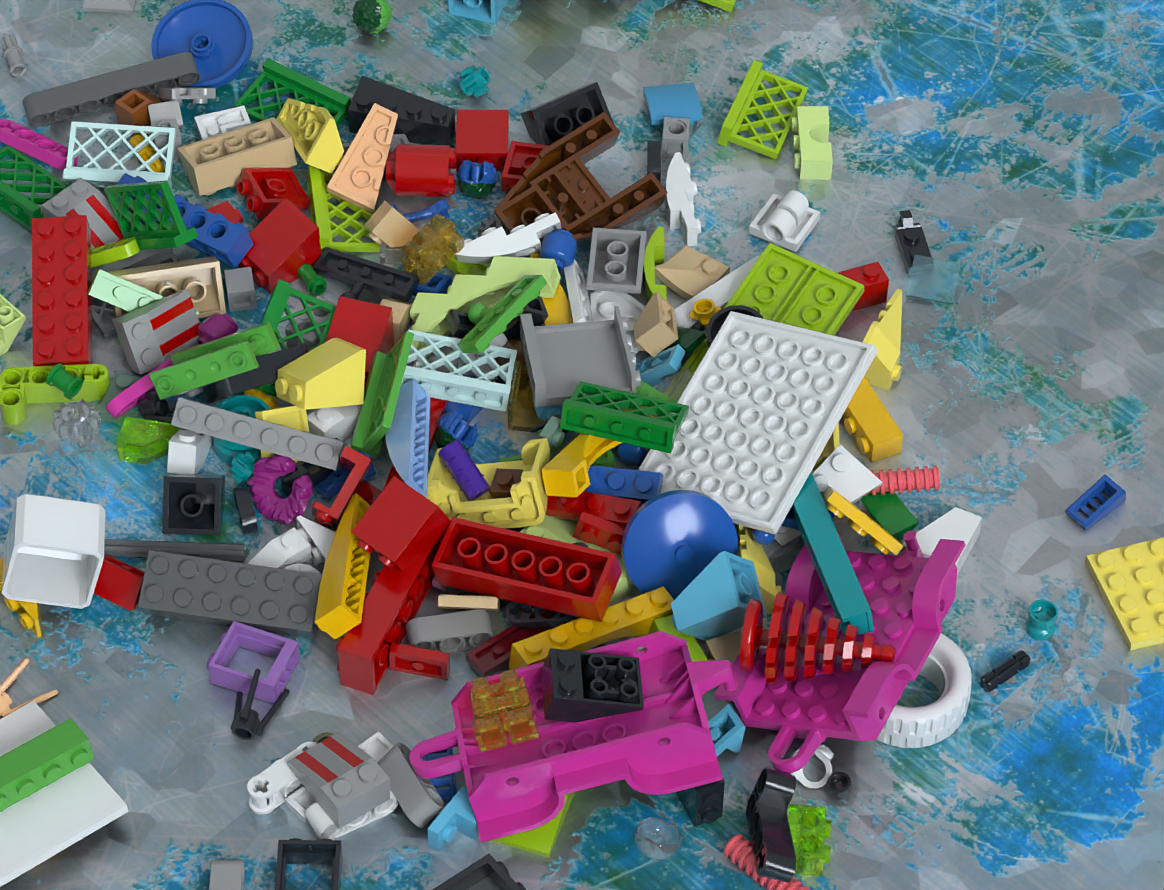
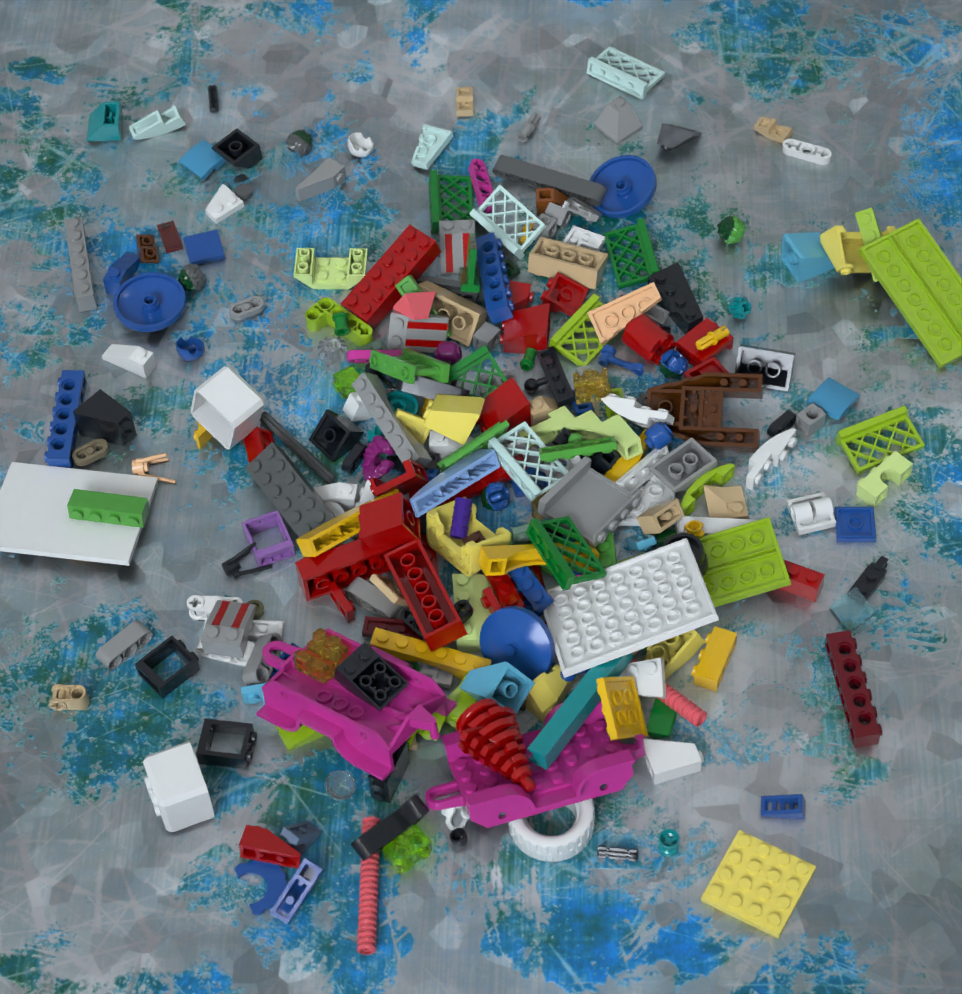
camera: 50 degrees right, 5 degrees up
(114, 252) = (443, 271): lime beam -> none
(142, 297) = (415, 305): none -> coral slope
(312, 134) = (609, 280): light yellow wedge -> none
(390, 227) = (596, 358): tan slope -> none
(493, 121) = (712, 338): none -> yellow axle
(726, 730) = (427, 759): medium azure slope -> none
(837, 204) = (855, 524): none -> blue tile
(887, 339) = (769, 625): light yellow wedge -> none
(1024, 349) = (860, 733): none -> dark red brick

